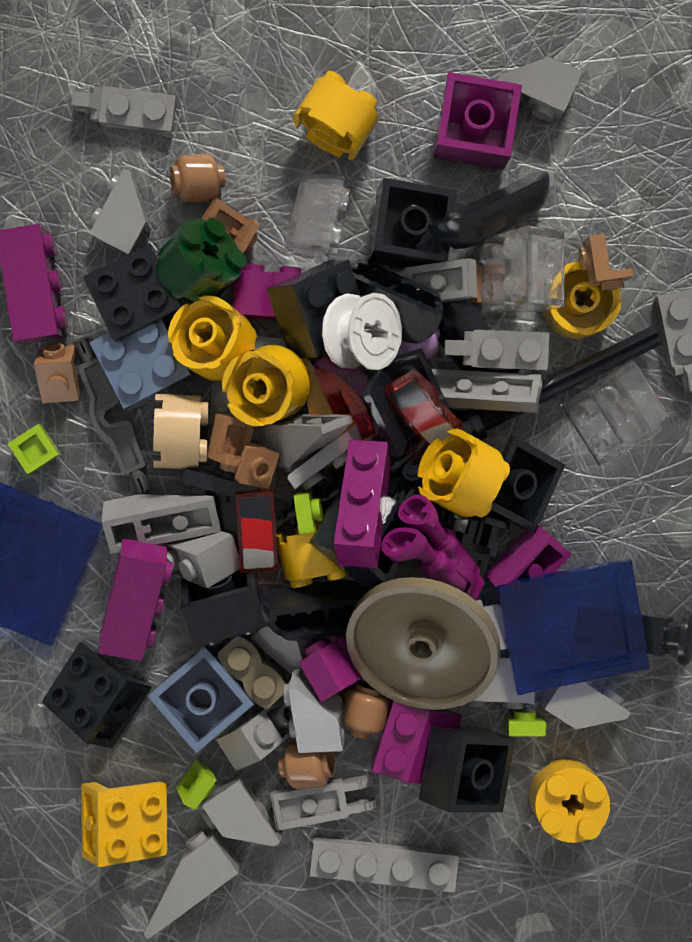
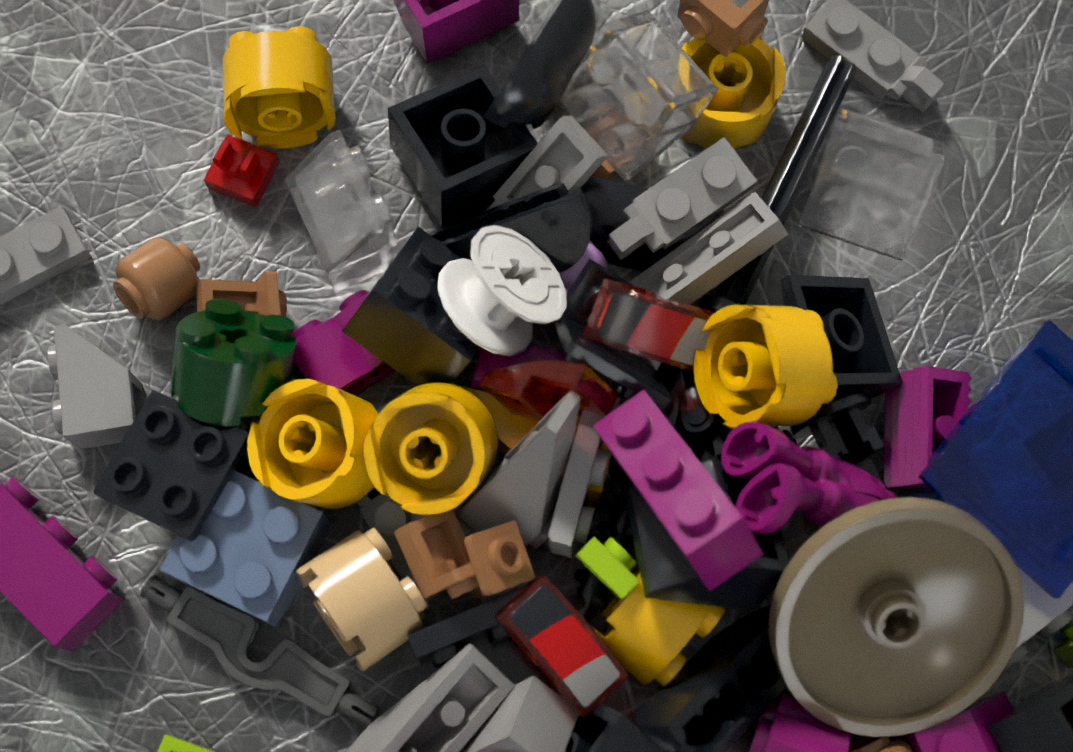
camera: 35 degrees left, 15 degrees down
(57, 373) = (145, 651): medium nougat bracket -> none
(286, 145) = (241, 170): none -> red tile

